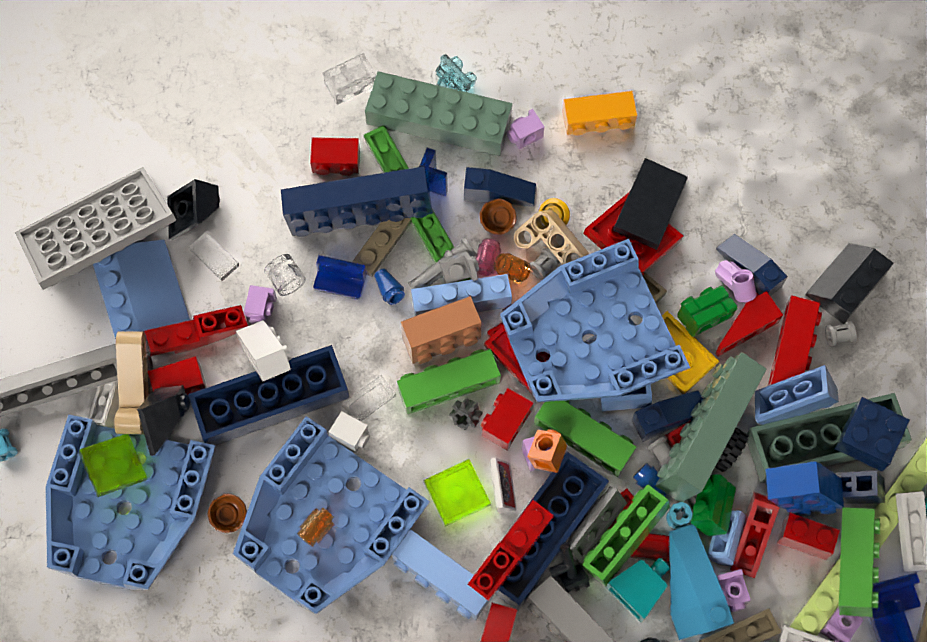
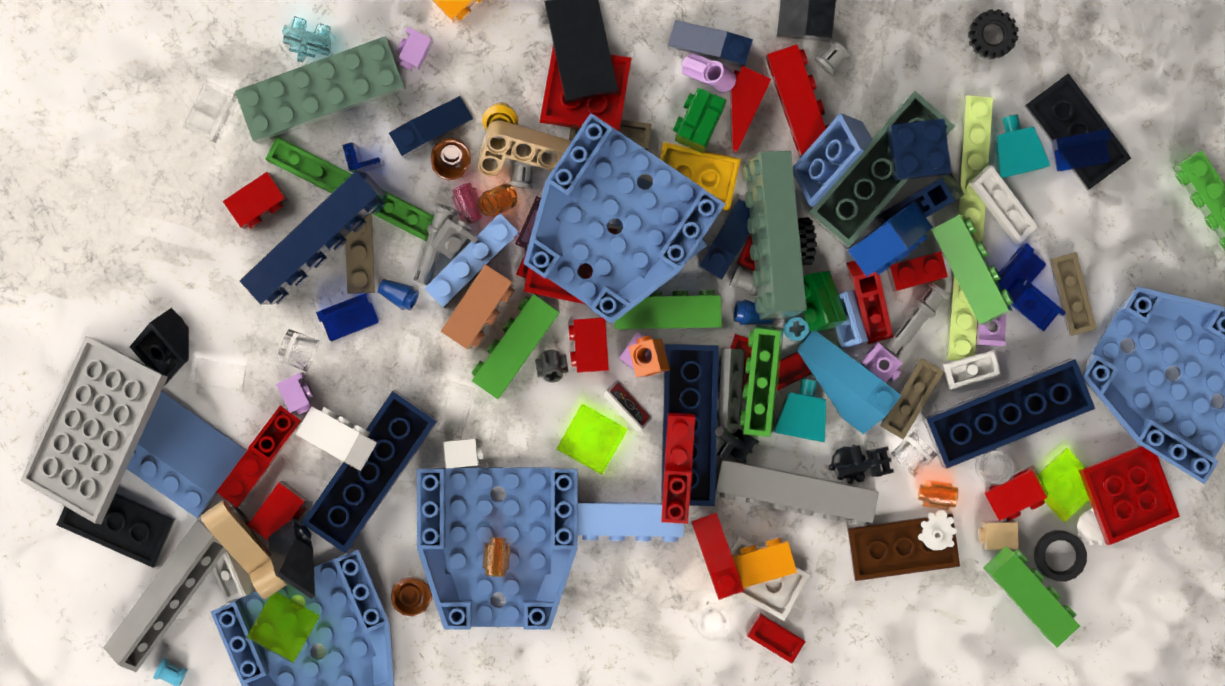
camera: 35 degrees left, 20 degrees up
(57, 315) = (126, 528): none -> black tile
(794, 572) = (924, 309): none -> light grey pin

